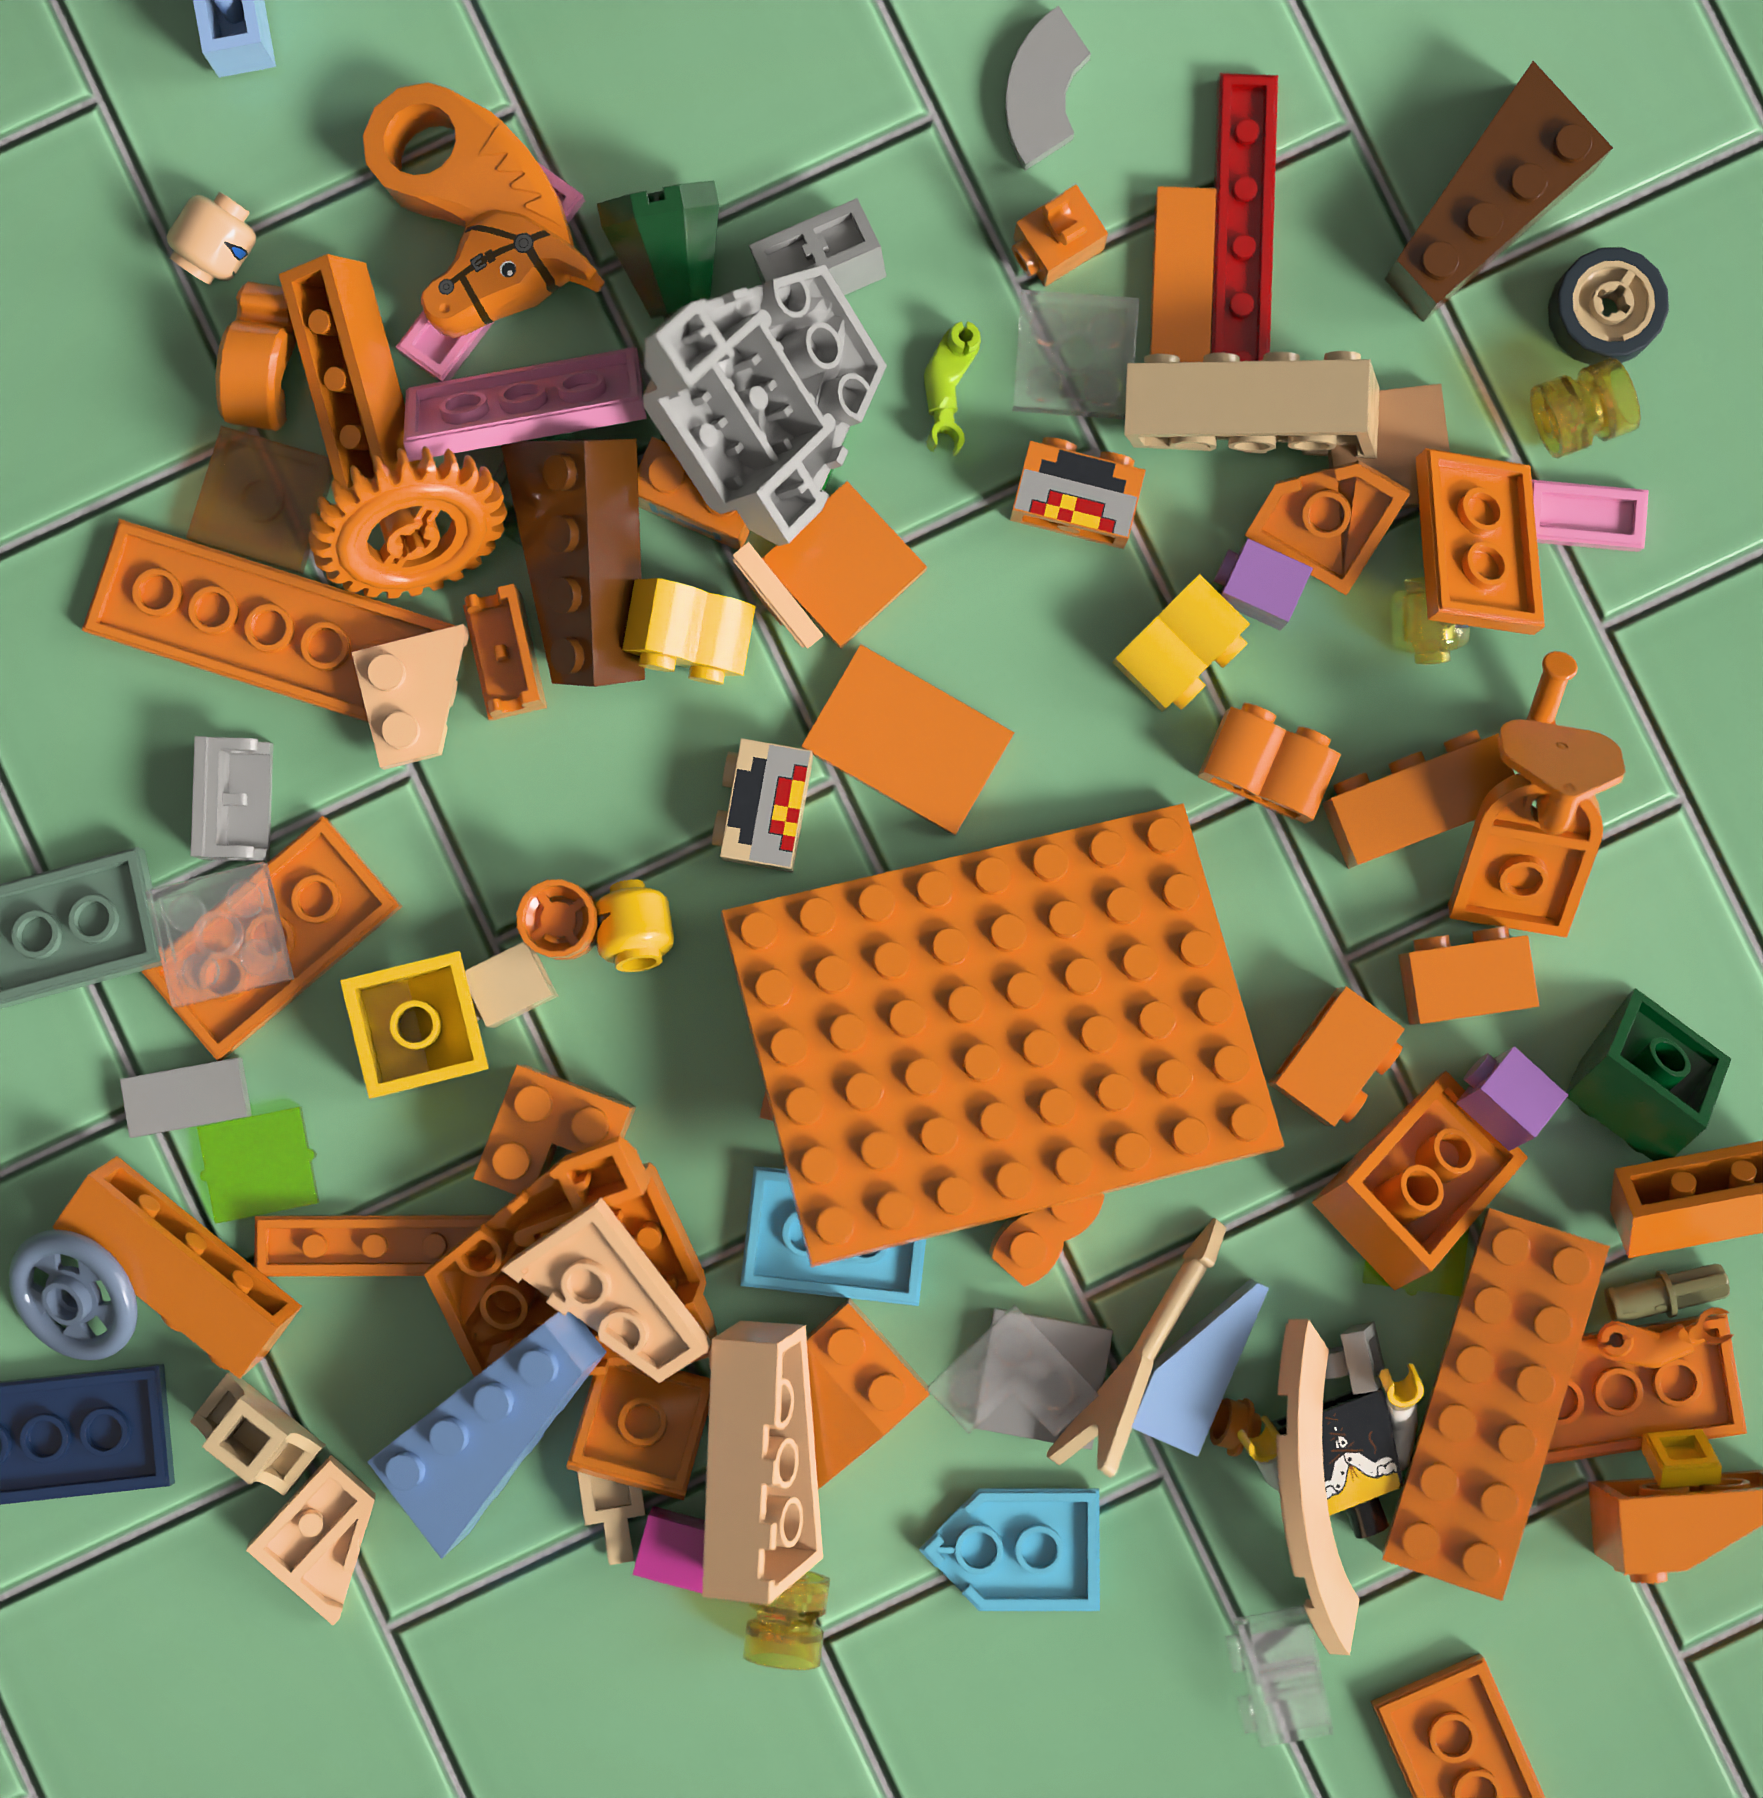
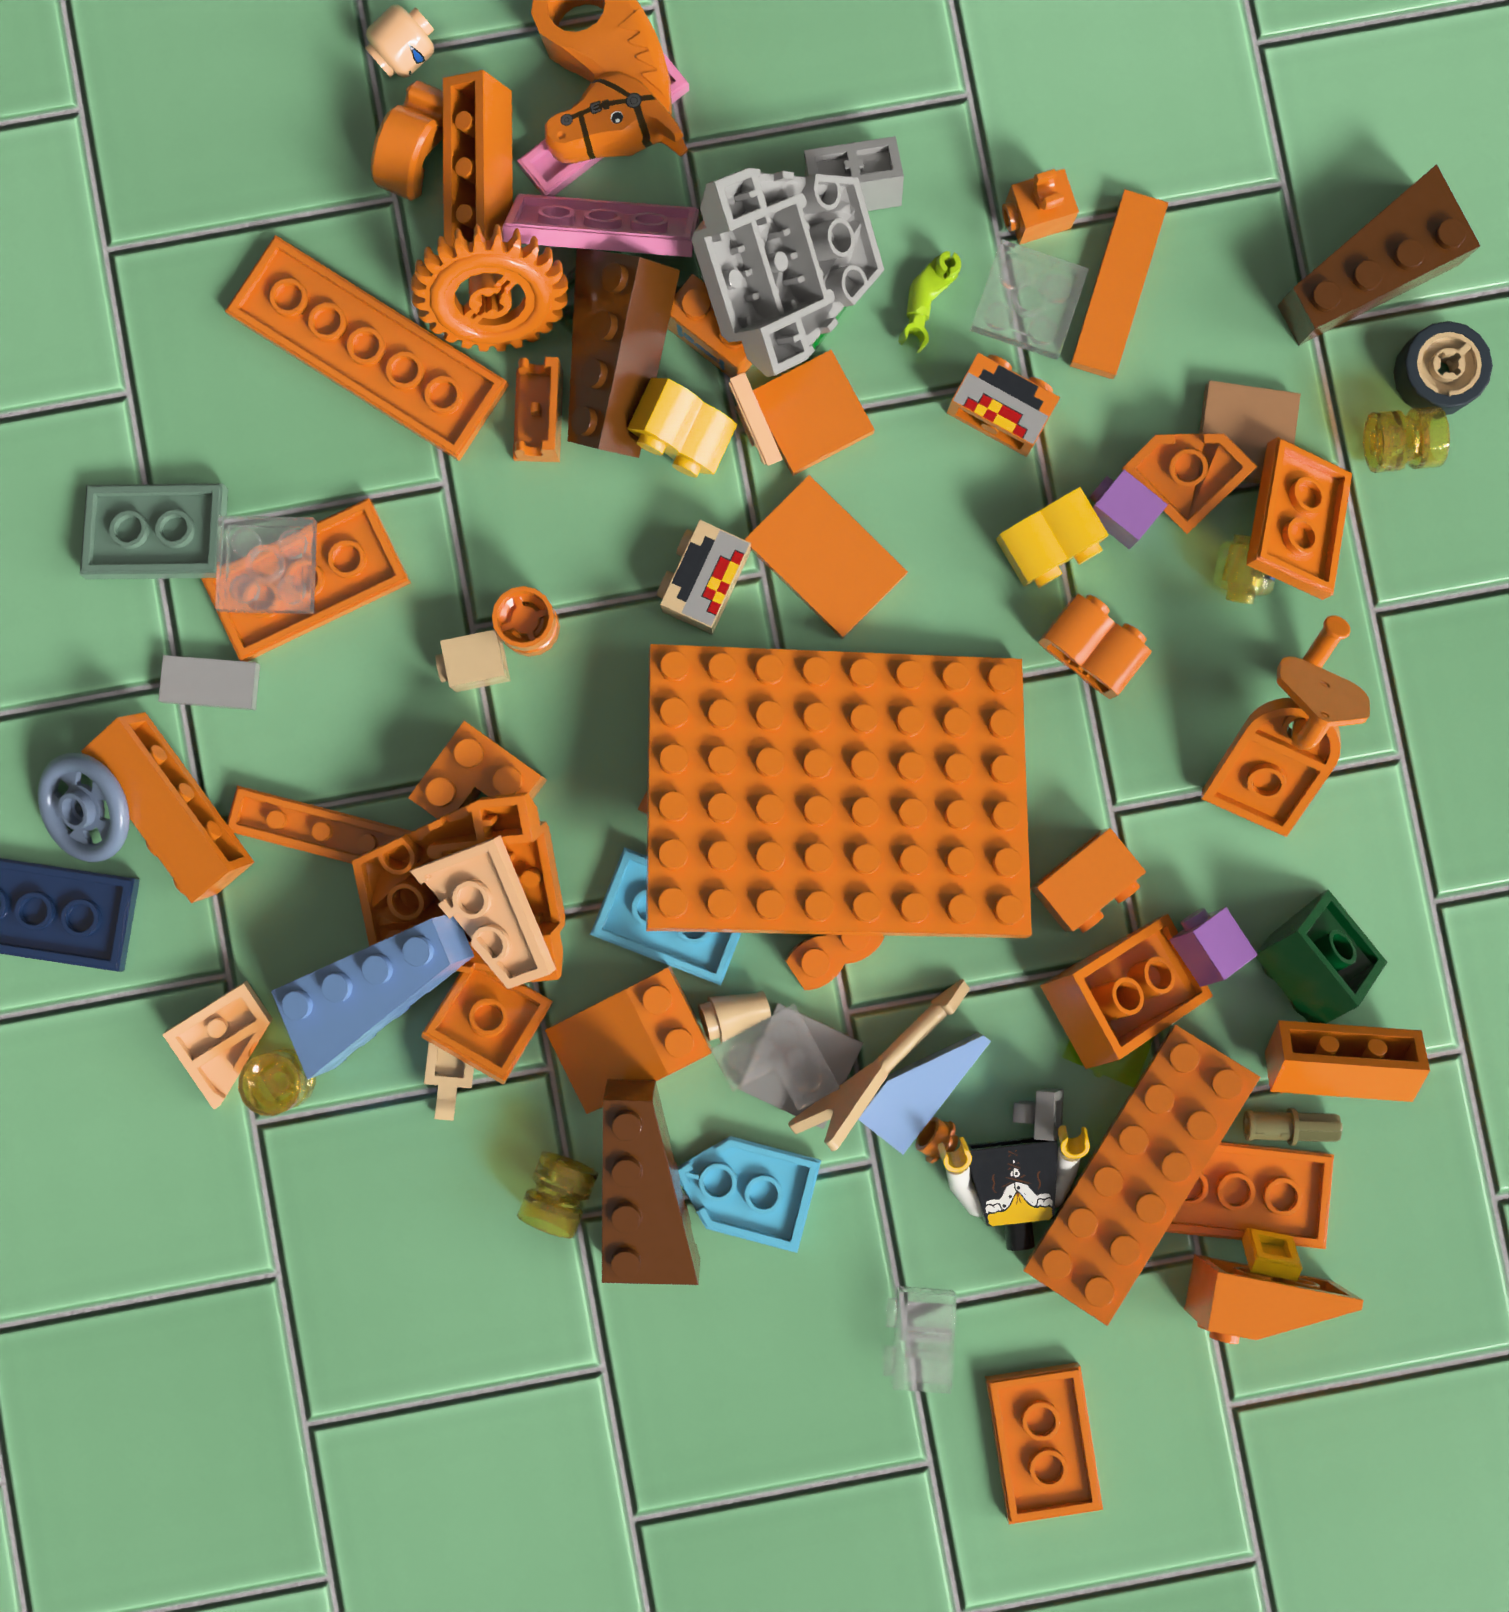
camera: 10 degrees right, 0 degrees up
(231, 799) = (303, 466): light grey hinge -> none
(255, 1436) = (192, 950): tan brick -> none
(258, 1165) = (250, 748): clear neon green piece -> none
(260, 499) = (381, 248): clear orange tile -> none
(401, 1572) = (274, 1082): none -> clear yellow wheel
(410, 693) = (458, 421): light nougat wing -> none
(414, 1025) = (394, 671): yellow slope -> none
(633, 926) = (581, 641): yellow head -> none
(665, 243) = (741, 125): dark green cone -> none
(672, 1549) = (491, 1122): dark pink brick -> none
(760, 1464) = (566, 1074): light nougat wedge -> none
(894, 1602) = (643, 1206): none -> reddish brown wedge
(942, 1337) = (731, 1014): none -> tan cone
(1039, 87) = (1054, 91): light grey tile -> none
(1244, 214) = (1176, 254): red tile -> none
(1253, 403) = (1156, 368): tan wedge -> none
(1303, 1493) = (976, 1203): light nougat tile -> none
(1416, 799) = (1200, 701): orange brick -> none
(1468, 978) = (1204, 847): orange brick -> none
(1590, 515) = (1387, 523): bright pink tile -> none
(1654, 1349) = (1273, 1166): orange arm -> none

